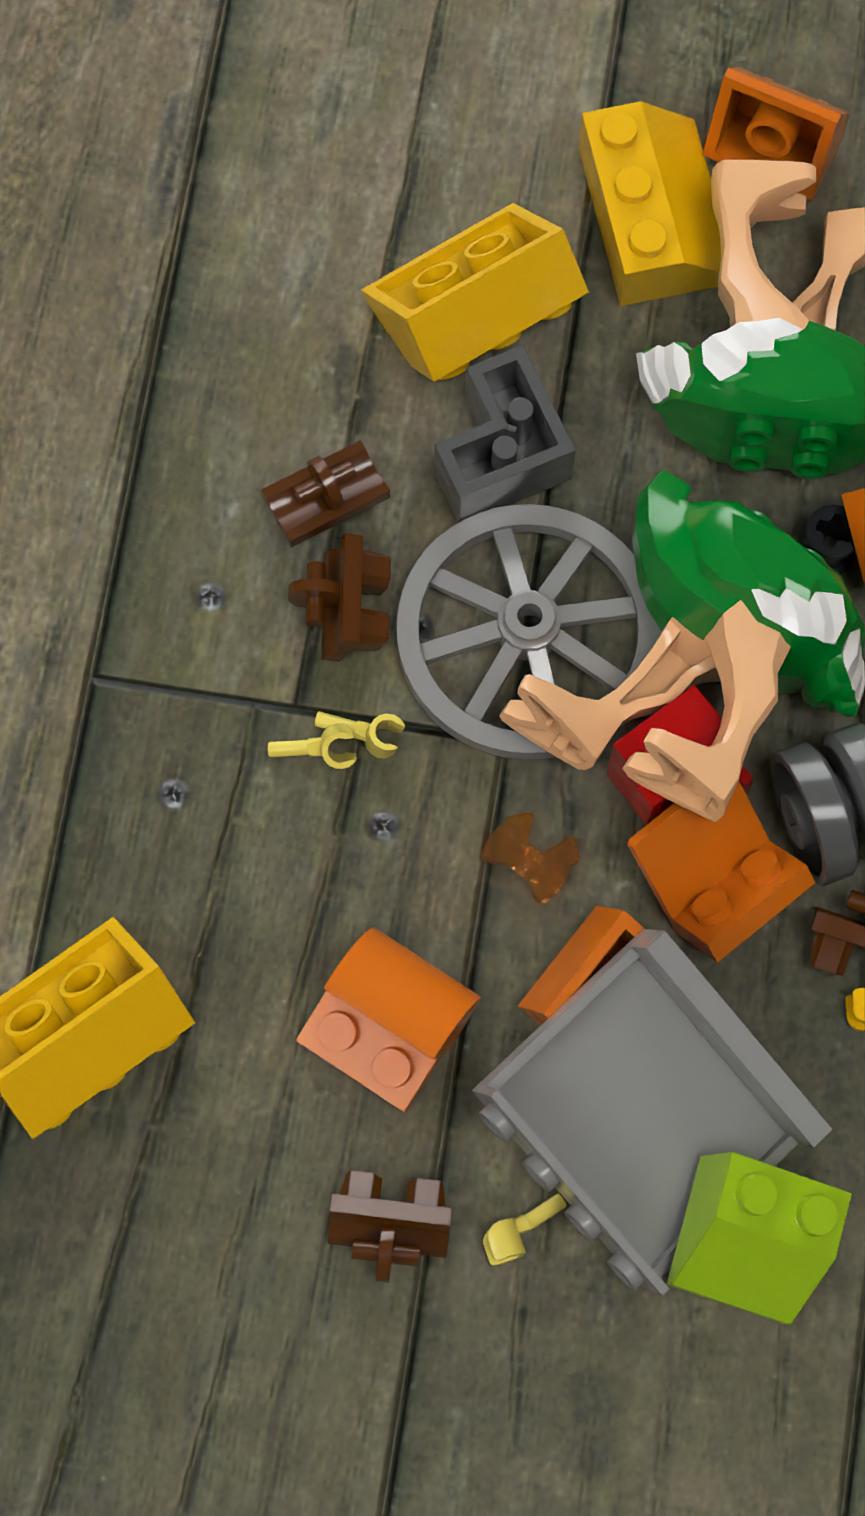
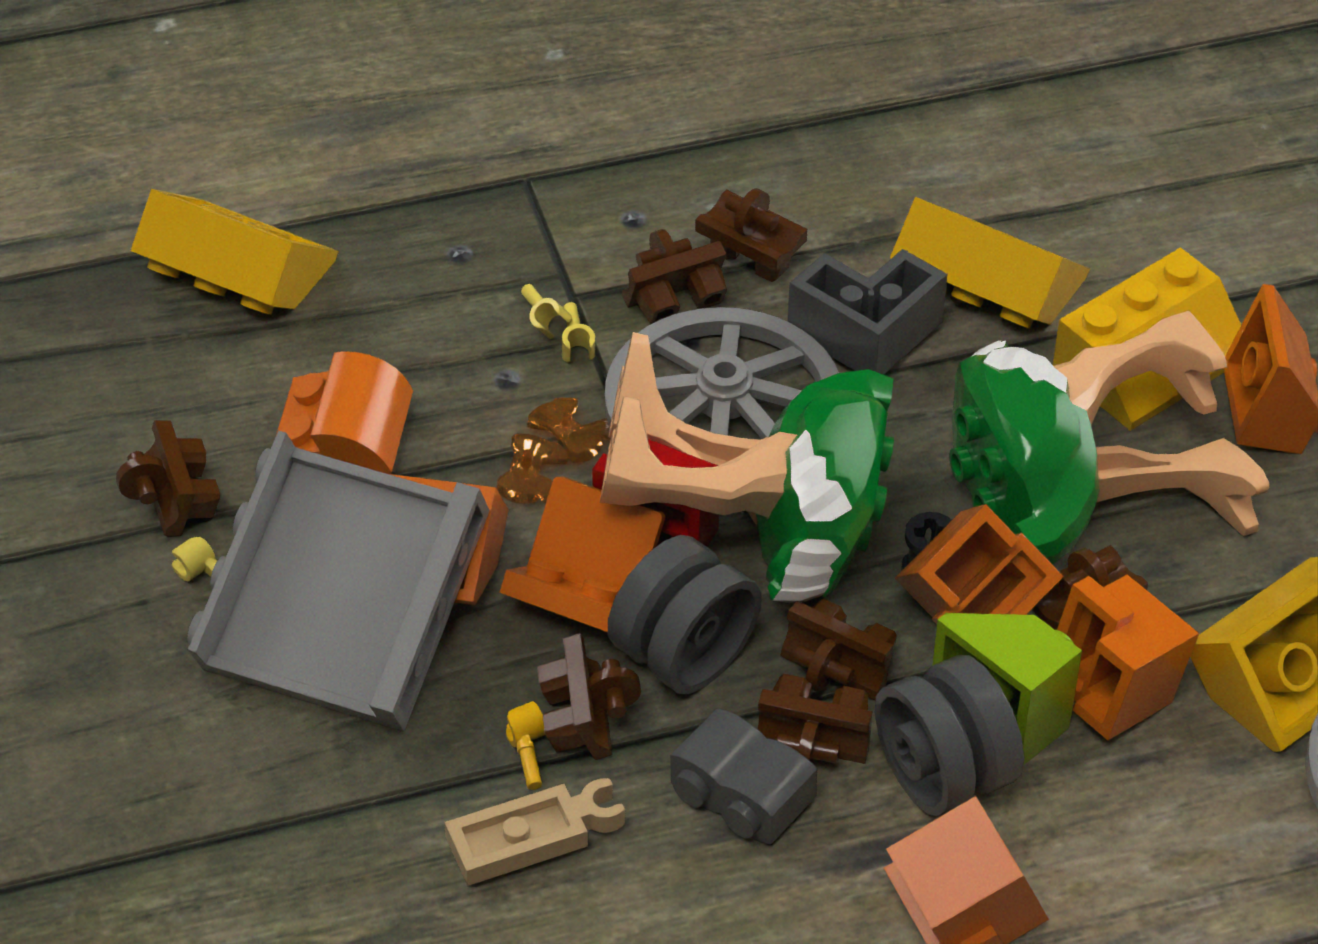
camera: 65 degrees right, 25 degrees down
(474, 805) = (580, 441): none -> clear orange piece
(757, 1236) = (271, 698): lime slope -> none

